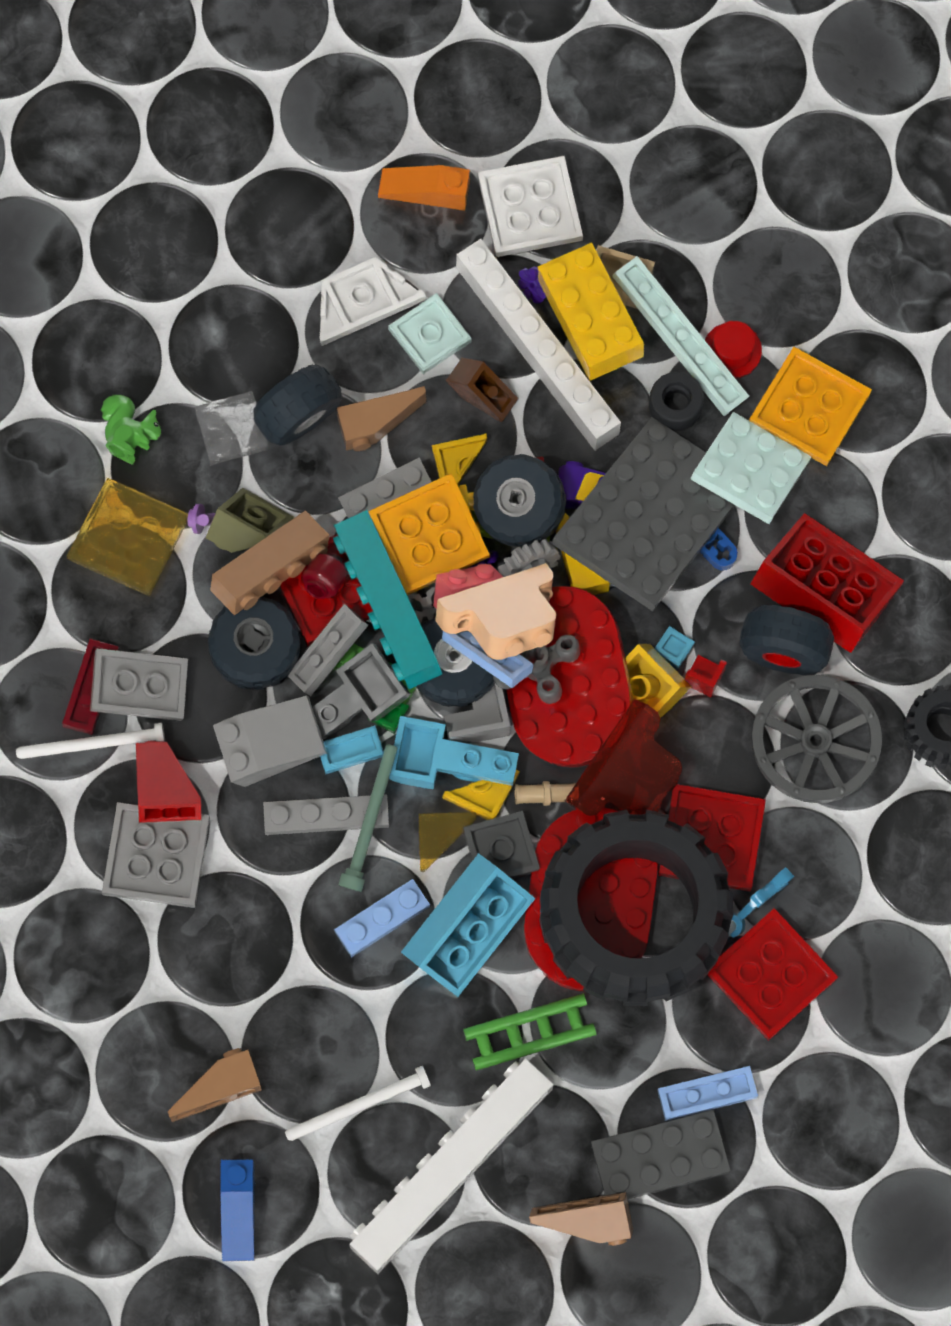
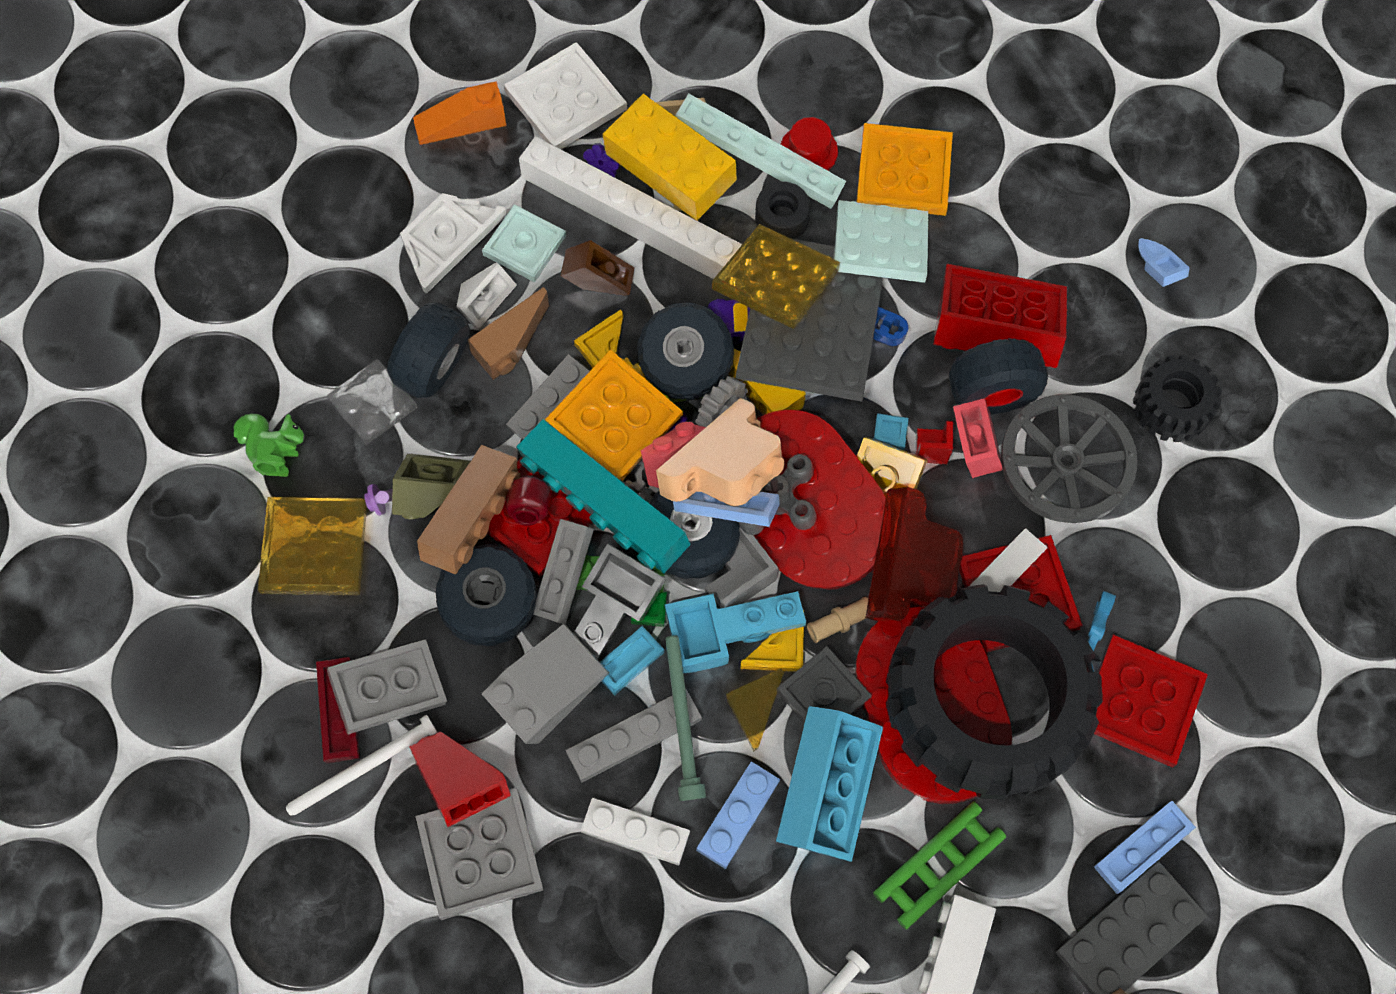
camera: 25 degrees left, 5 degrees down
(291, 894) = (635, 831): none -> white plate
(371, 368) = (484, 294): none -> white slope
(633, 464) = (776, 276): none -> clear yellow plate
(715, 809) = (1011, 562): none -> white sticker
(744, 686) = (978, 438): none -> coral brick

